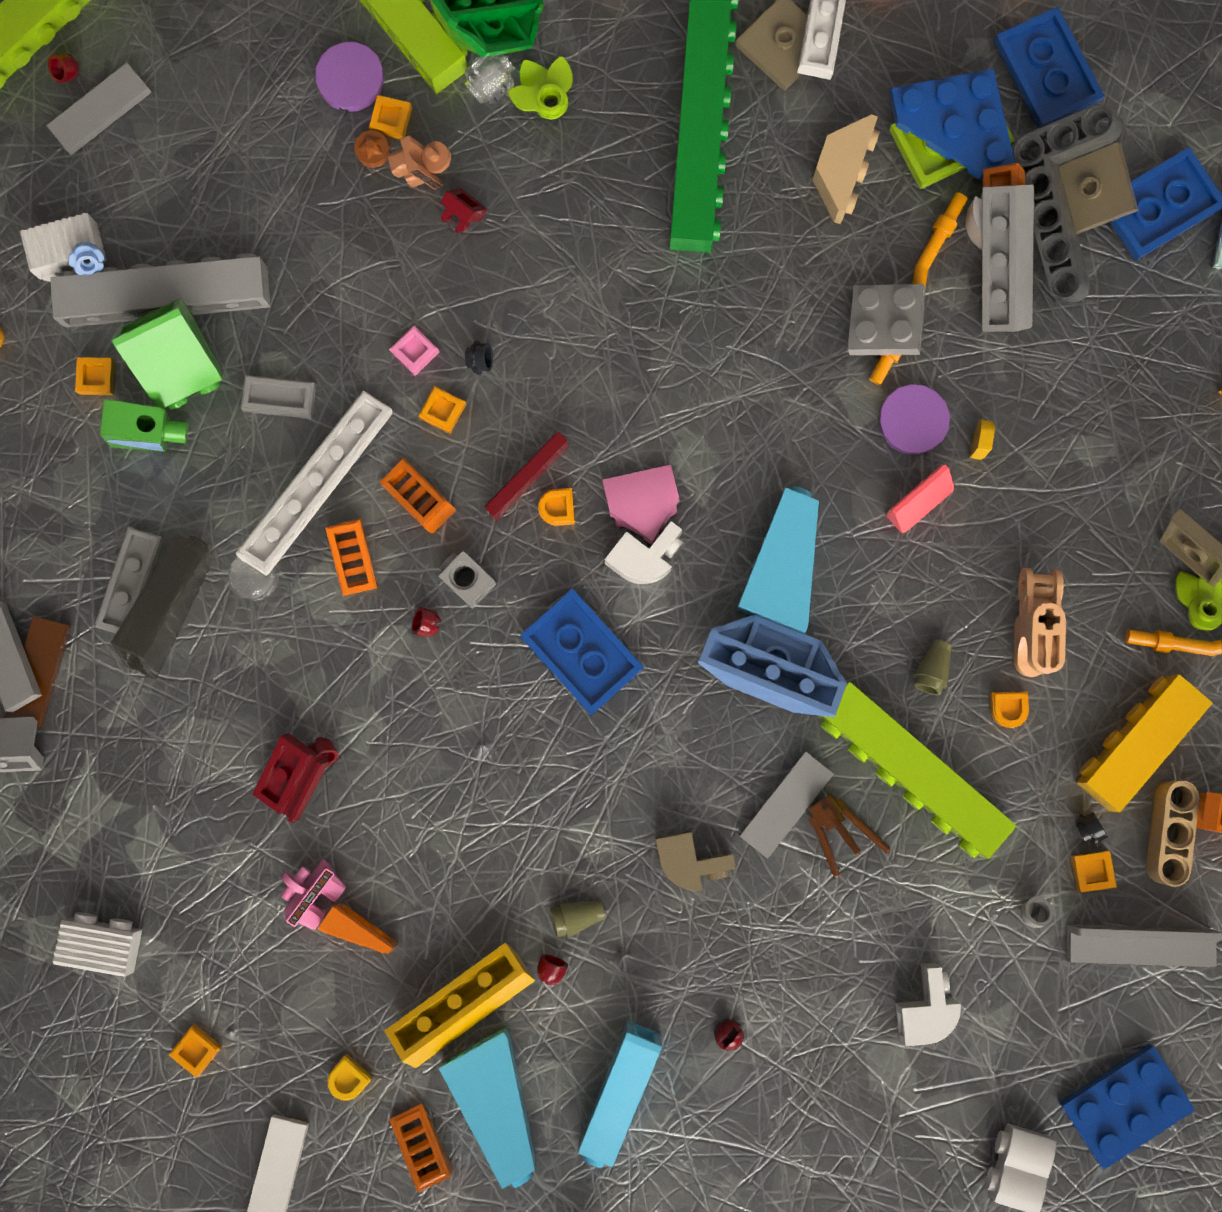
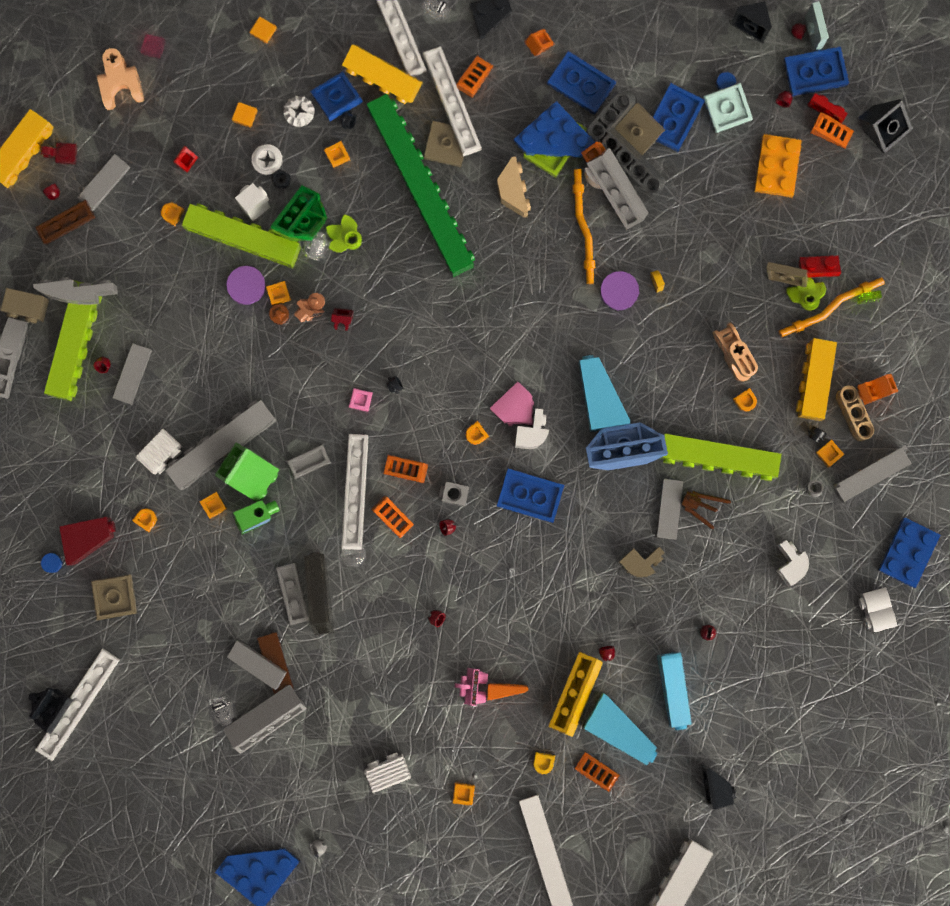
camera: 35 degrees left, 0 degrees up
(83, 251) = (178, 450): light blue plate -> none
(290, 777) = (430, 638): dark red plate -> none
(442, 409) = (392, 420): light orange tile -> none
(526, 476) = (453, 428): dark red tile -> none
(576, 916) = (603, 621): olive cone -> none
(886, 319) = (578, 251): light grey plate -> none
(921, 499) = (646, 326): coral slope -> none
(934, 668) = (700, 404): olive cone -> none

